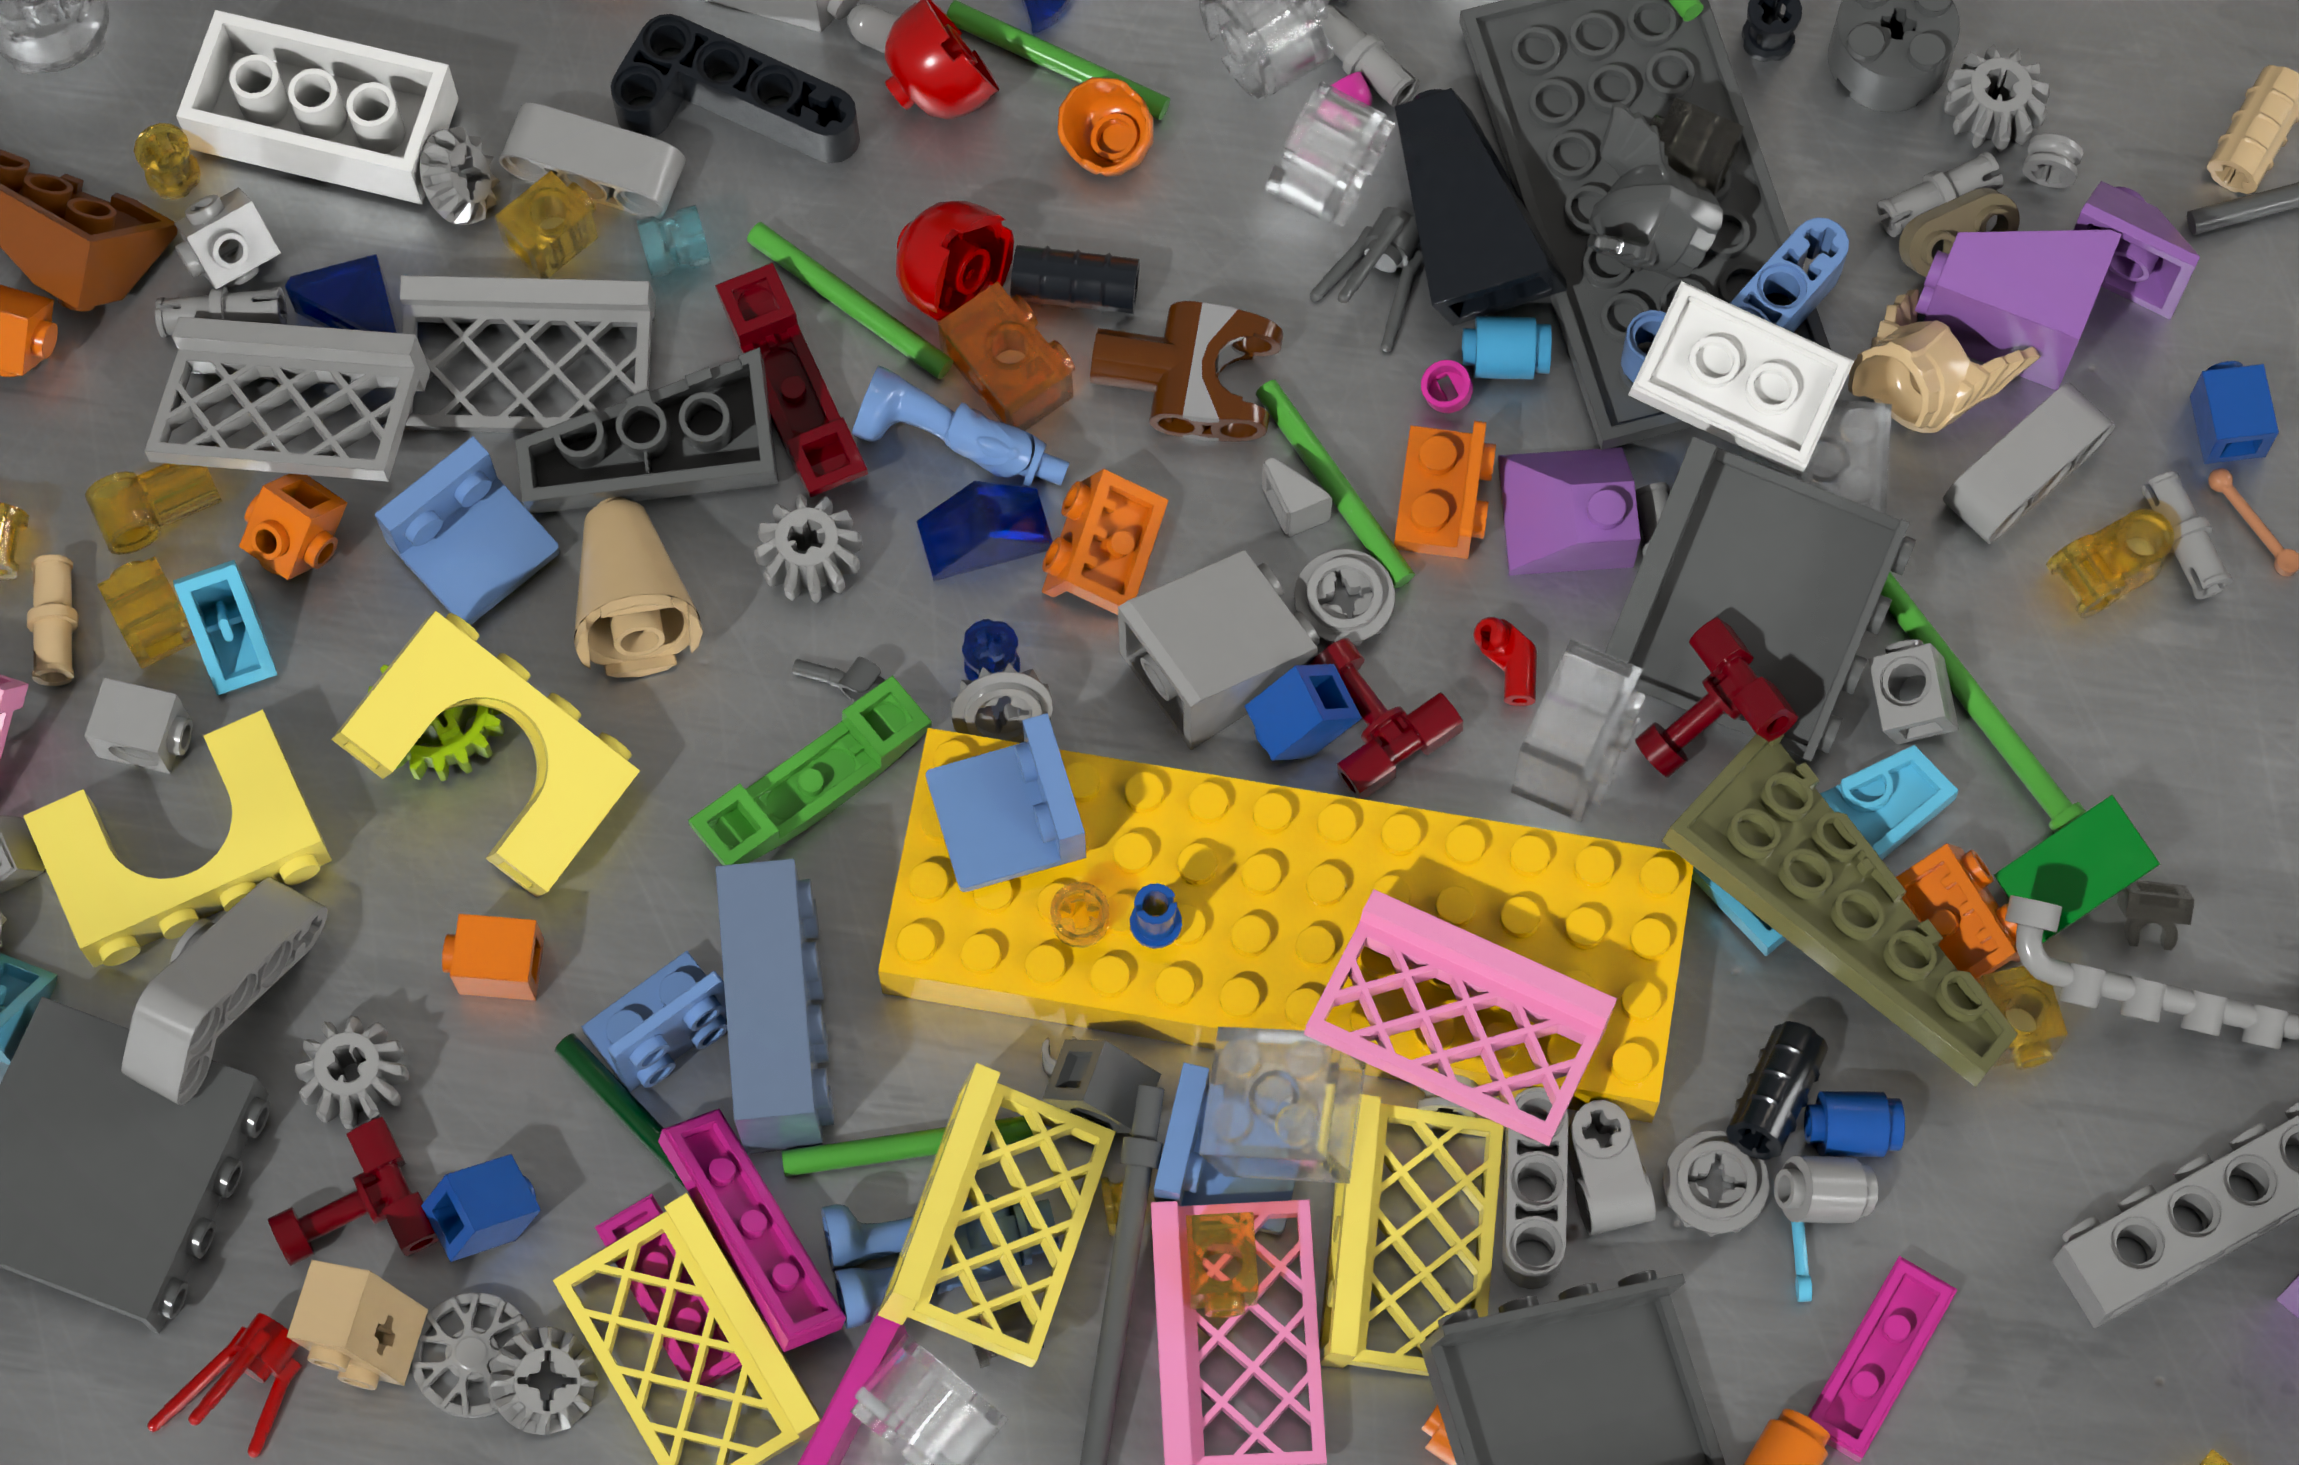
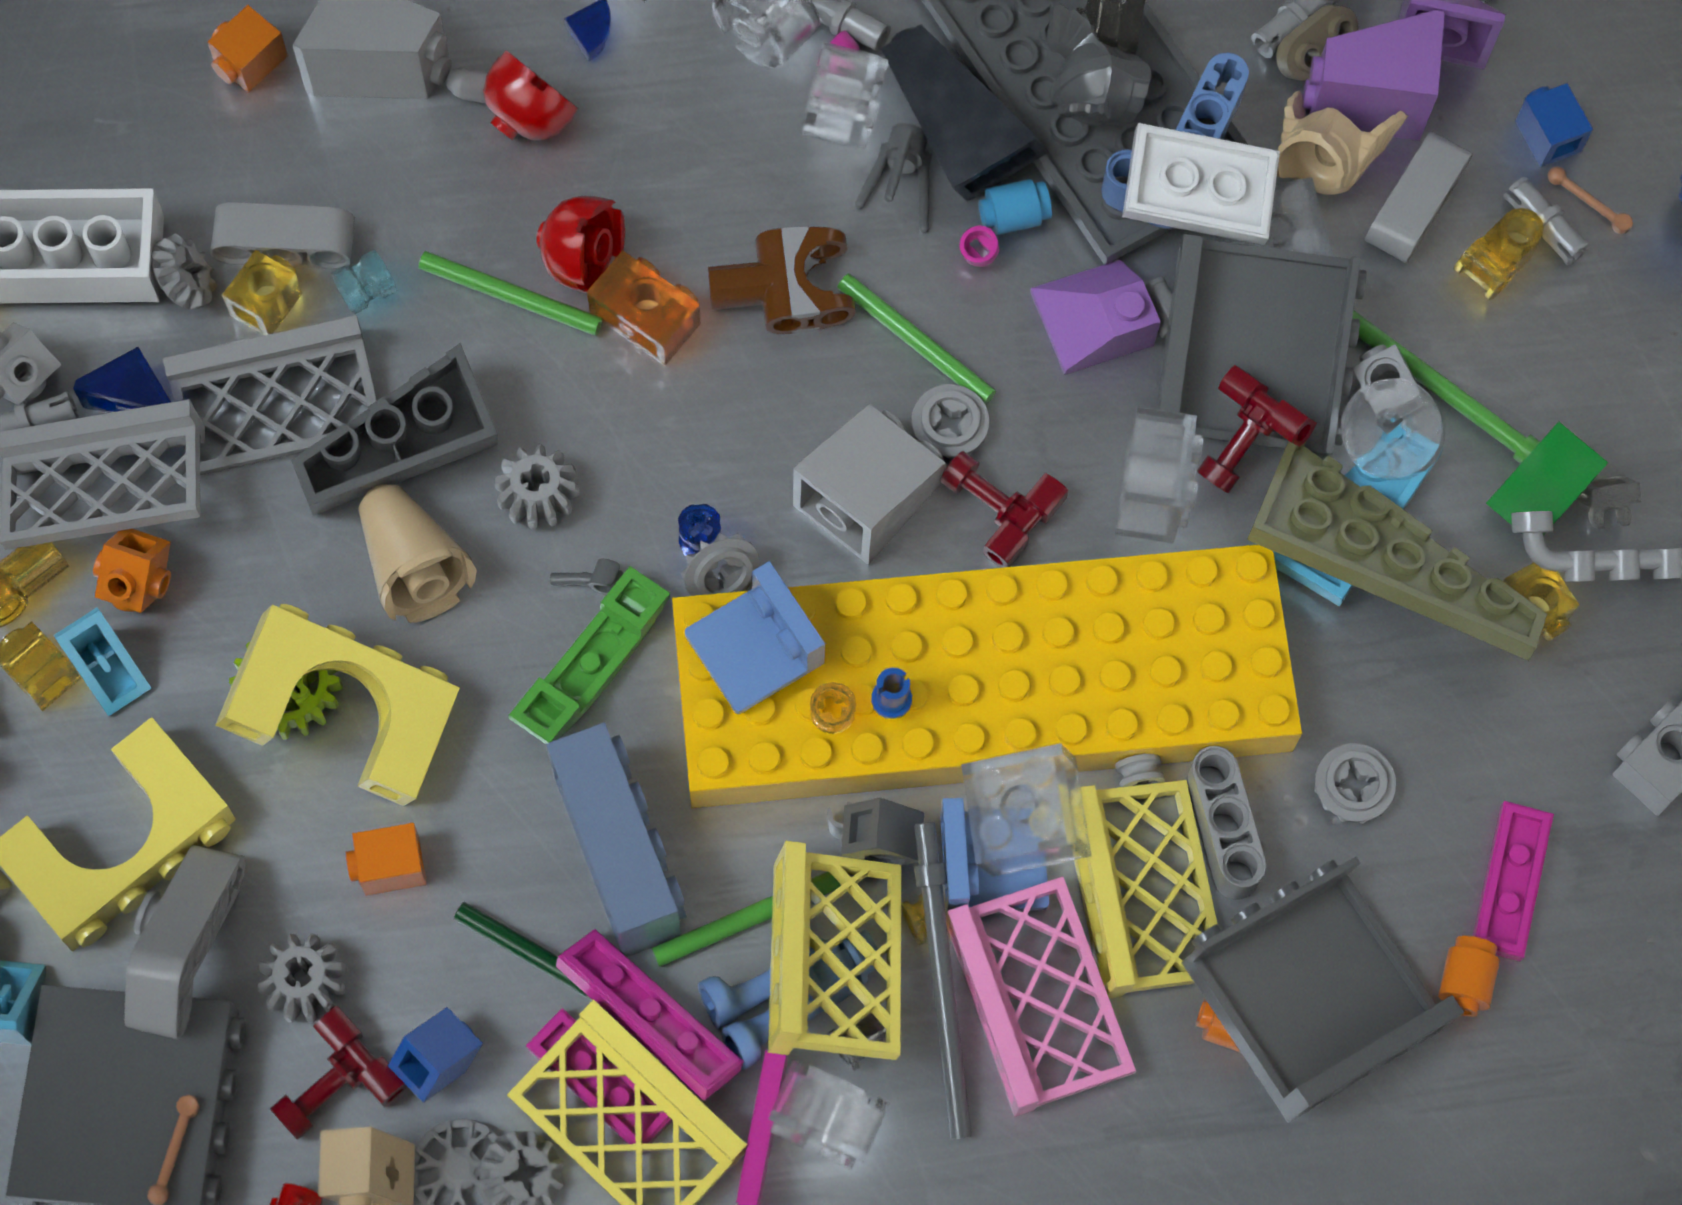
camera: 20 degrees left, 0 degrees up
(138, 726) = (55, 755): light grey brick -> none
(168, 1191) = (188, 1108): none -> nougat hinge
(466, 533) = (269, 542): medium blue bracket -> none
(660, 1022) = (529, 874): medium blue bracket -> none
(797, 394) = (507, 392): dark red slope -> none
(813, 121) = (446, 162): black beam -> none
(967, 431) = (650, 373): medium blue piece -> none
(983, 528) = (663, 439): clear blue slope -> none
(1045, 53) = (615, 76): bright green bar -> none
(1075, 279) = (678, 234): black axle -> none
(1104, 540) = (758, 425): orange bracket -> none
(1105, 126) = (668, 115): orange hair -> none
(1229, 1235) = (1018, 919): clear yellow brick -> none
(1294, 498) = (891, 356): light grey slope -> none
(1302, 712) = (947, 514): blue brick -> none
(1441, 489) = (999, 323): orange bracket -> none
(1494, 979) = (1143, 670): bright pink fence -> none
(1512, 654) = (1087, 432): red arm -> none
(1608, 1180) = (1278, 800): light grey piece -> none
(1777, 1090) = (1381, 702): black axle -> none
(1803, 1281) = (1410, 766): medium azure hinge -> none
(1826, 1189) = (1438, 766): light grey brick -> none
(1854, 750) = (1388, 401): none -> clear brick
(1855, 1124) = (1443, 712): blue brick -> none
(1954, 896) = (1460, 523): orange bracket -> none

